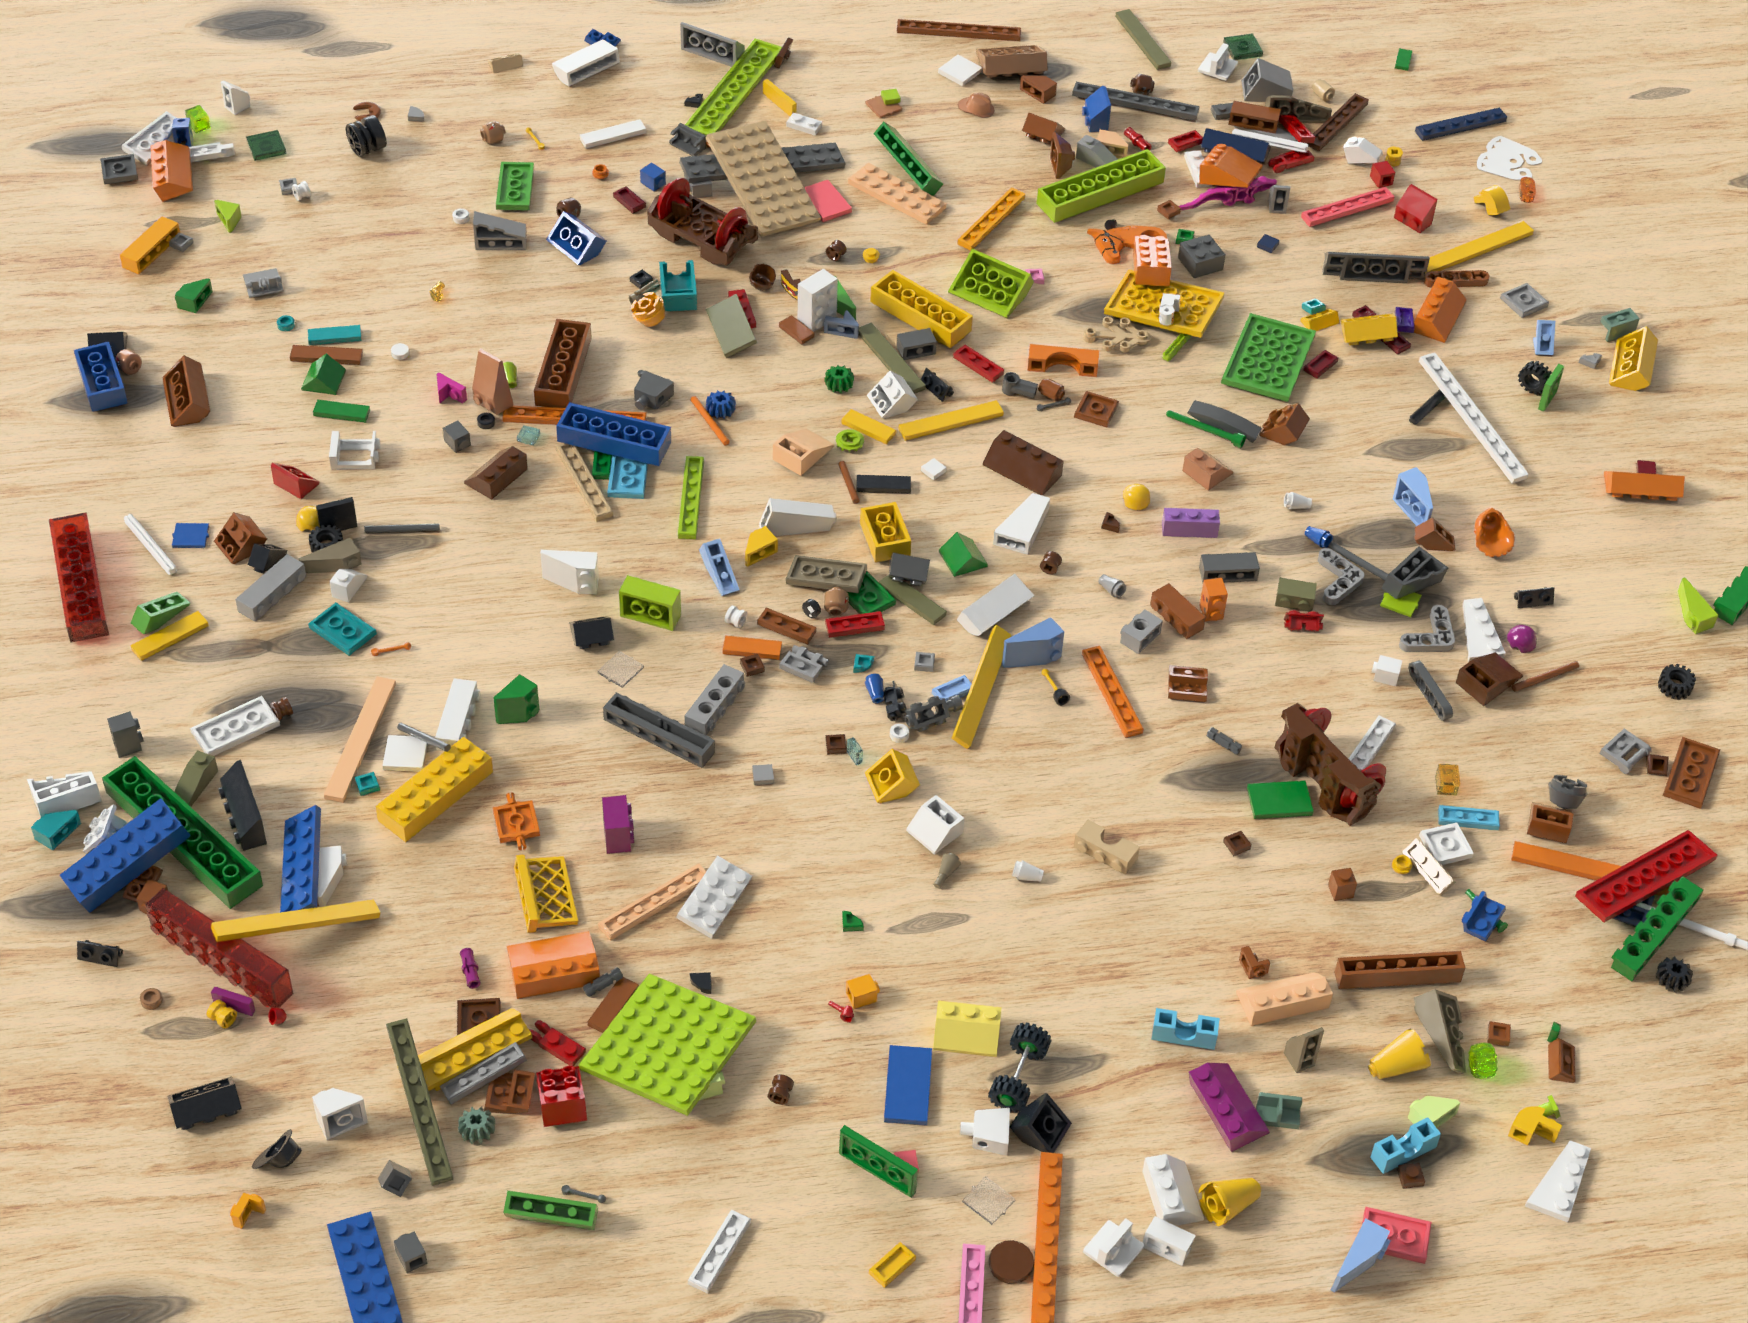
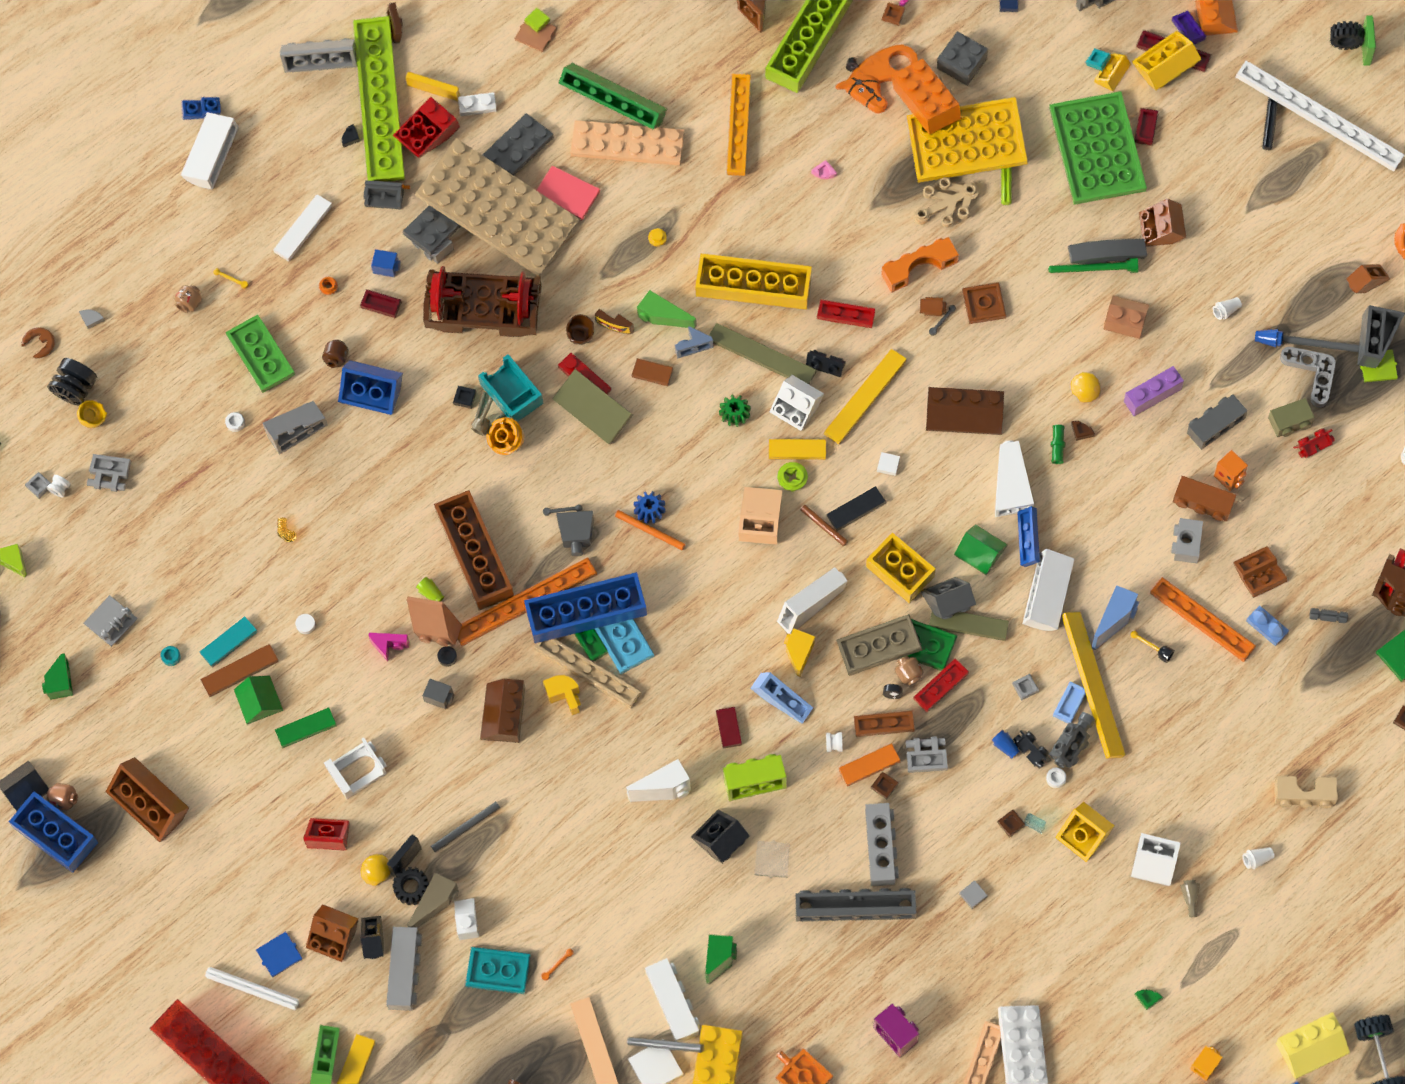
camera: 25 degrees left, 20 degrees up
(347, 198) = (110, 467): none -> light grey plate
(362, 162) = (91, 414): none -> yellow hair
(505, 62) = (126, 195): tan slope -> none
(528, 435) = (499, 649): clear light blue tile -> none
(552, 480) = (561, 688): none -> yellow brick
(661, 568) = (728, 727): none -> dark red tile
(690, 497) = (696, 630): lime tile -> none
(753, 112) = (427, 128): none -> red slope
(817, 299) = (660, 335): white brick -> none
(836, 250) = (623, 253): reddish brown wheel -> none
(863, 663) = (974, 721): teal tile -> none
(916, 344) = (775, 325): dark grey brick -> none
(991, 283) = (794, 211): lime slope -> none
(1008, 565) = (1028, 536): none -> blue plate
(1013, 384) = (903, 320): dark grey piece -> none
(1050, 562) = (1062, 511): reddish brown wheel -> none
(1082, 520) = (1057, 444): none -> green pin
(1112, 585) = (1130, 503): light grey cone -> none
(1165, 721) = (1267, 625): none -> medium blue tile
(1167, 307) = (978, 145): white leg -> none
(1184, 235) = (928, 39): green tile -> none
(1413, 495) = (1330, 247): light blue slope -> none

